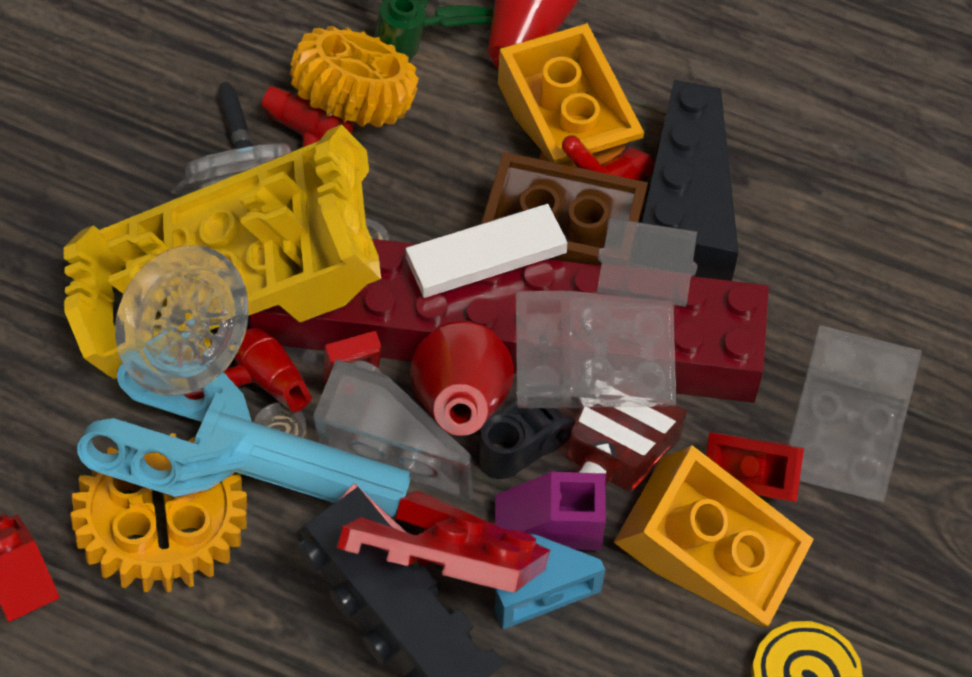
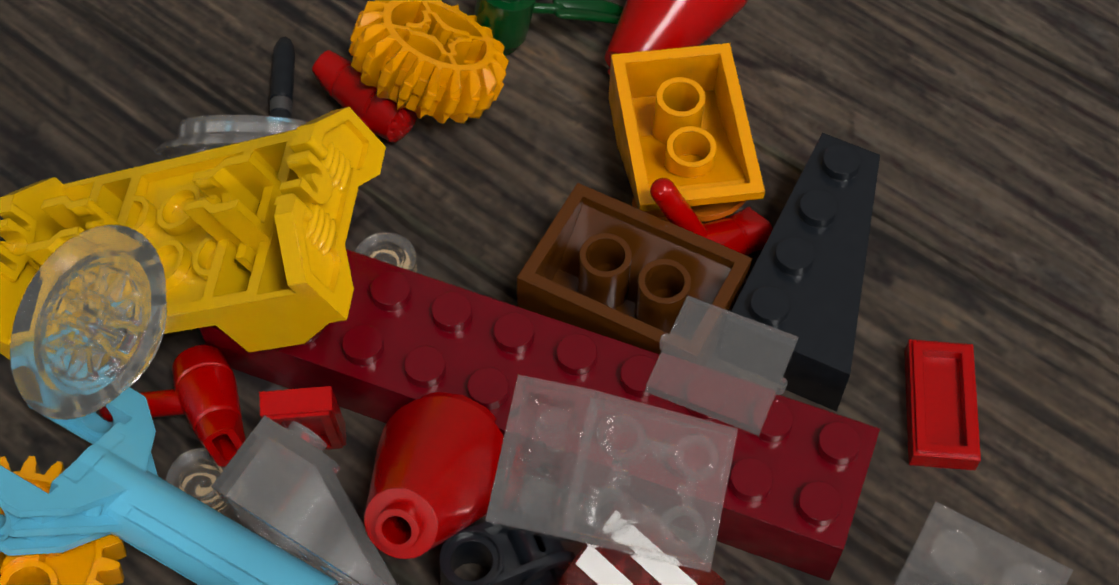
camera: 15 degrees right, 0 degrees up
(486, 250) = (514, 306): white tile -> none
(805, 264) = (941, 405): none -> red tile

